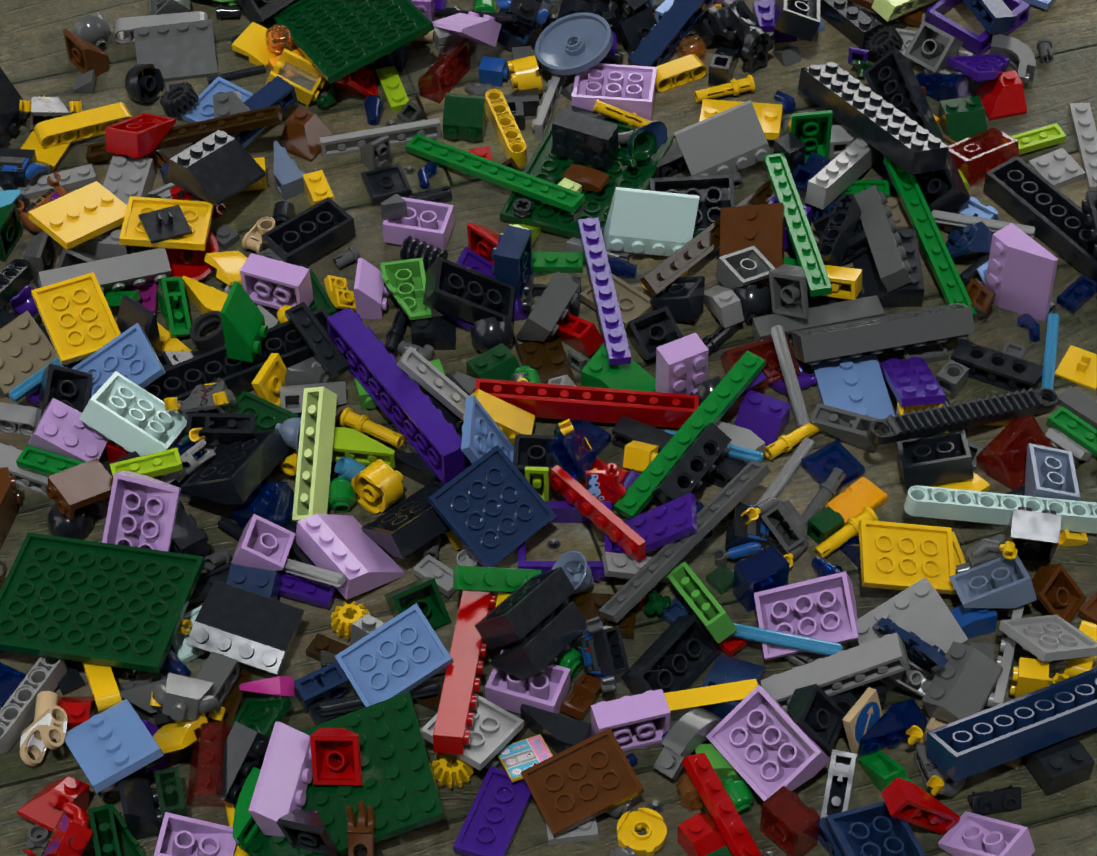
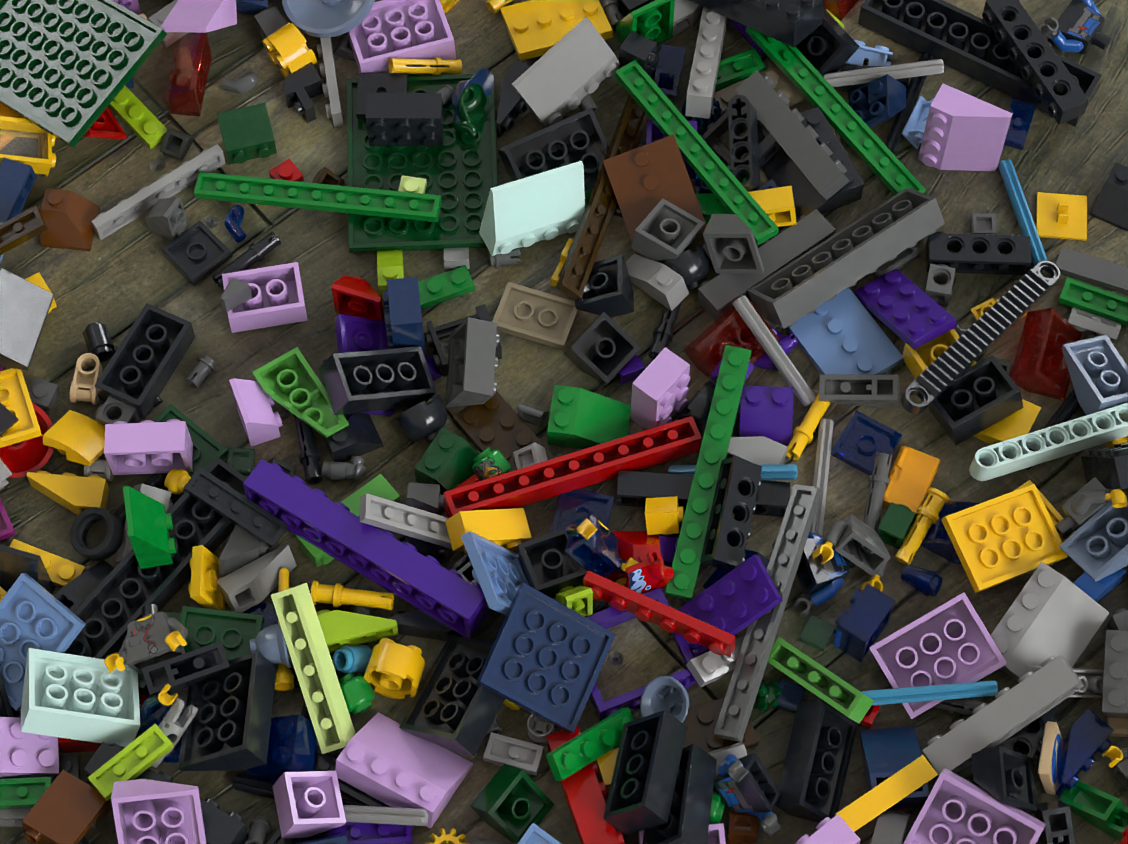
camera: 25 degrees left, 15 degrees up
(174, 306) = (36, 517): green slope -> none
(286, 173) = (76, 286): sand blue slope -> none
(316, 187) = (124, 294): yellow brick -> none
(331, 98) = (70, 159): dark green arm -> none
(339, 293) = (214, 422): yellow slope -> none
(373, 109) = (130, 155): clear blue cone -> none
(415, 249) = (289, 338): black piece -> none
(493, 71) = (244, 53): blue brick -> none
(505, 127) = (301, 136): yellow beam -> none
(517, 208) = (373, 240): black bush -> none
(579, 334) = (520, 379): red slope -> none
(586, 176) = (426, 165): reddish brown slope -> none
(604, 292) = (522, 316): plate -> none
(622, 268) = (517, 271): clear blue cone -> none
(917, 650) = (1071, 652): dark blue plate -> none
(980, 295) = (924, 168): reddish brown slope -> none
(1032, 324) = (990, 183): clear blue arm -> none

